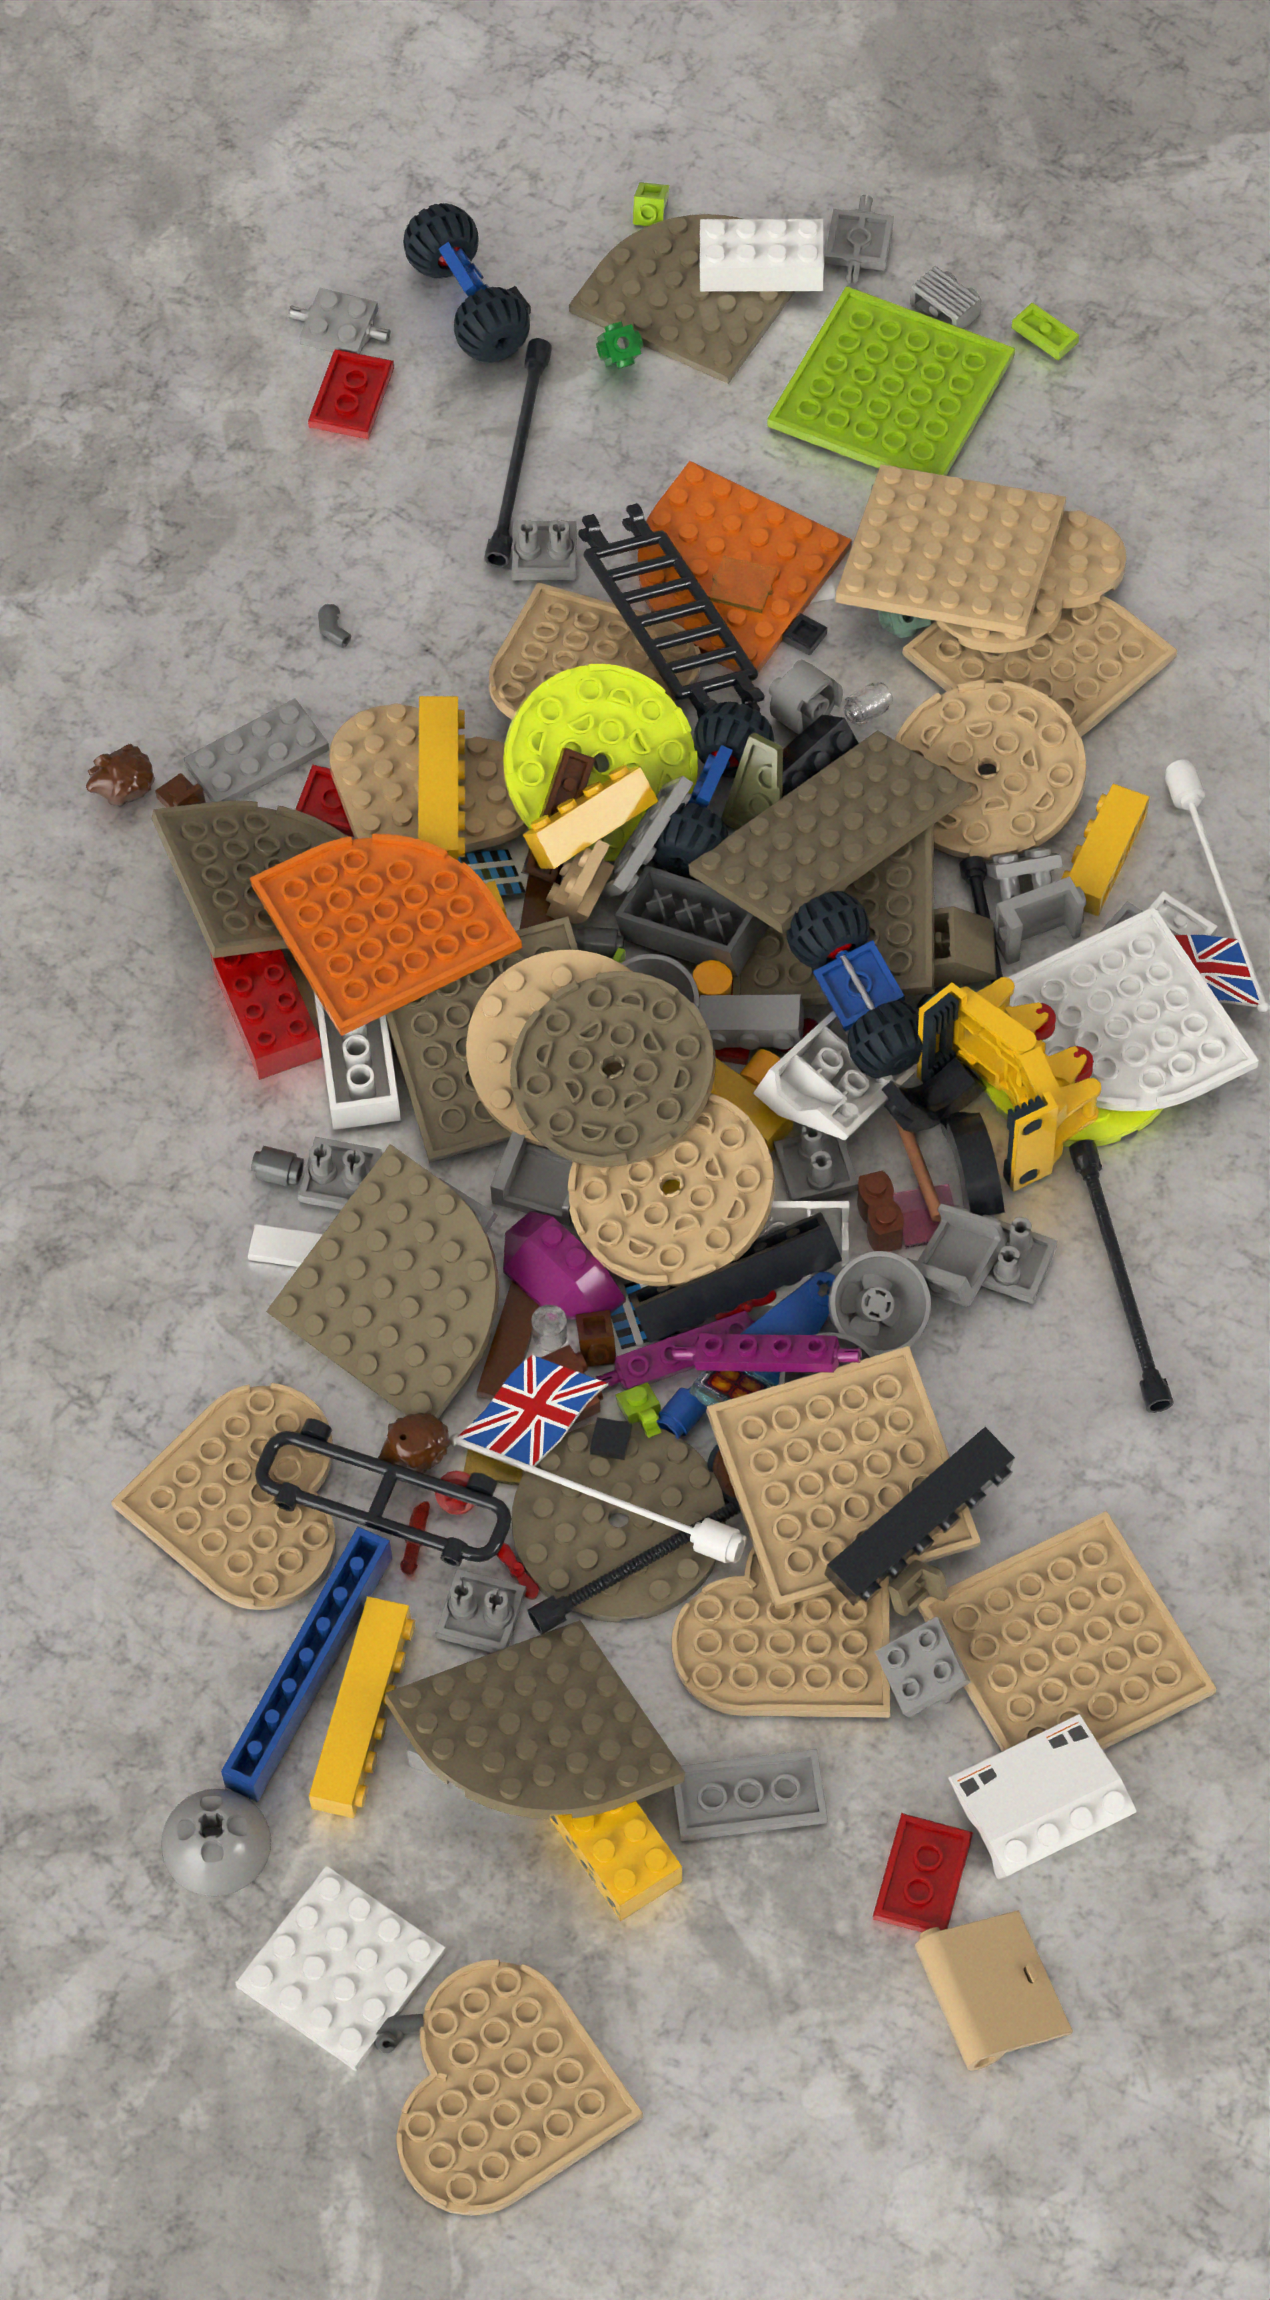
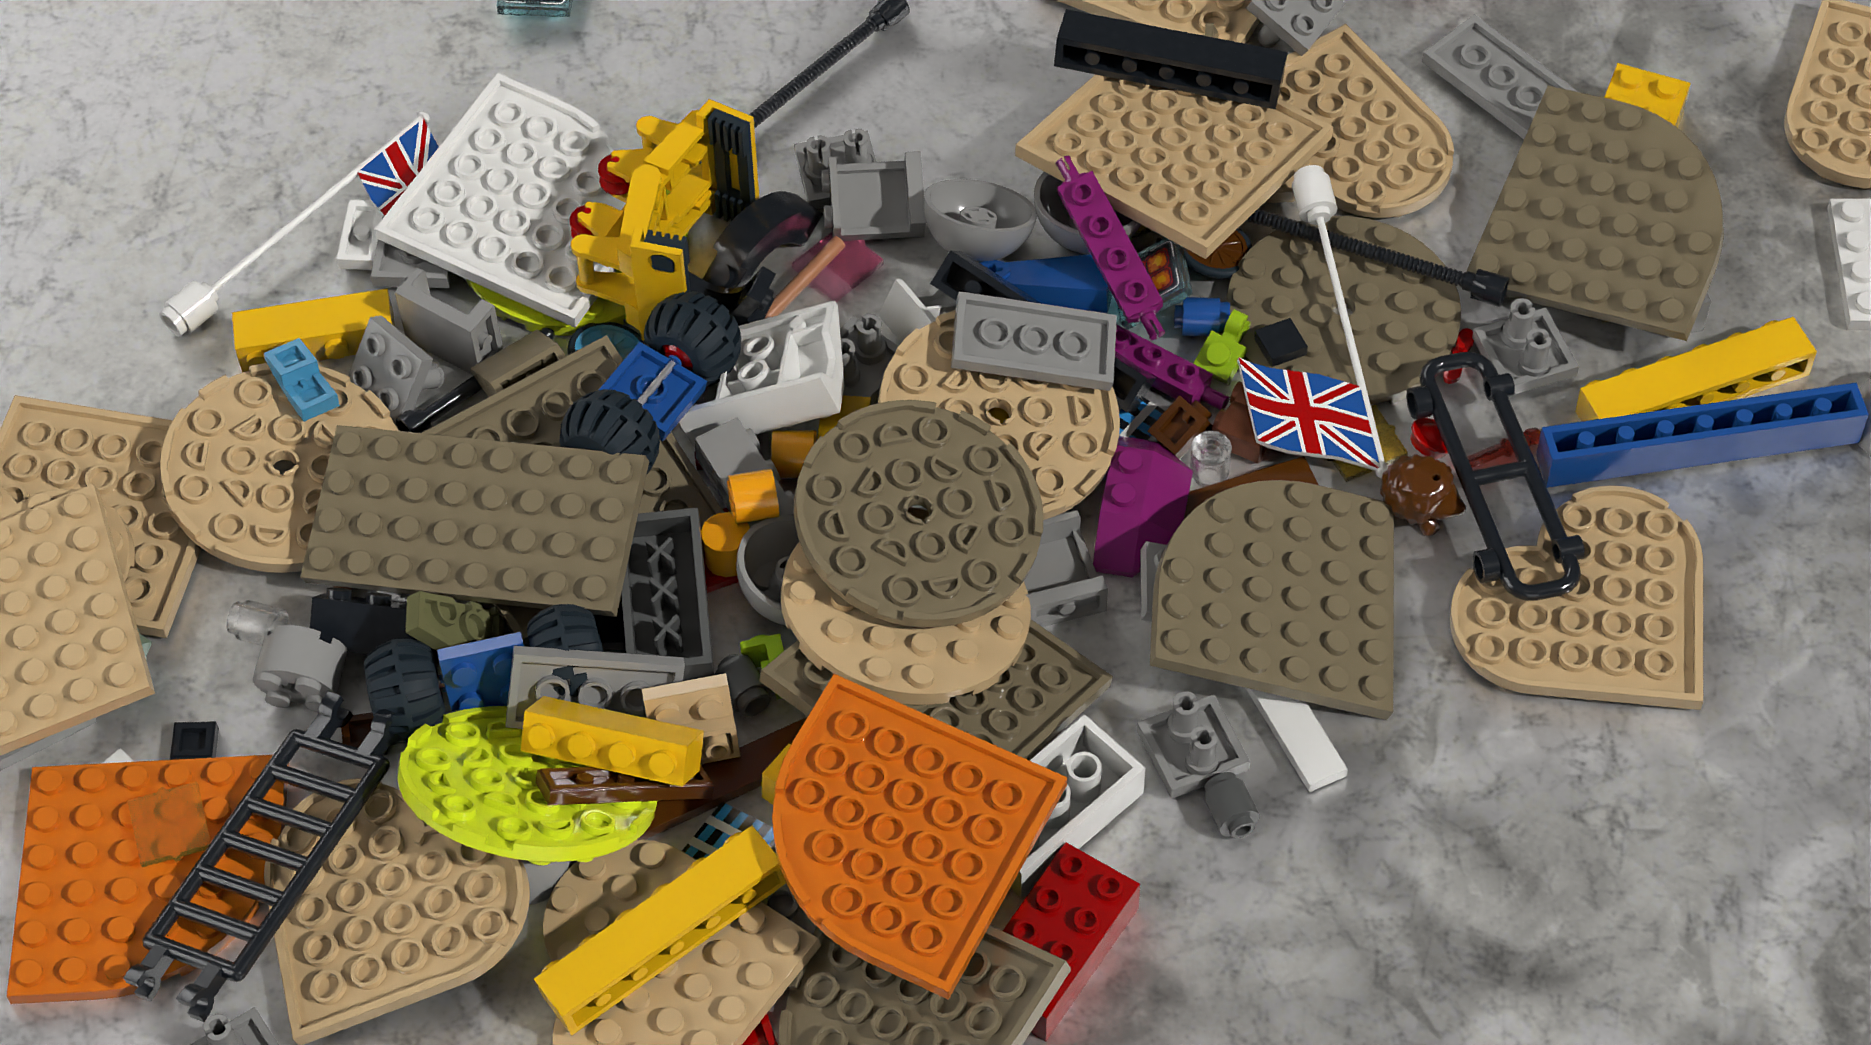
camera: 125 degrees left, 5 degrees down
(703, 1229) = (1034, 341): none -> light grey plate
(716, 994) = (753, 496): none -> light orange piece
(880, 1212) = (866, 284): copper brick -> none
(1047, 803) = (300, 379): none -> dark azure slope

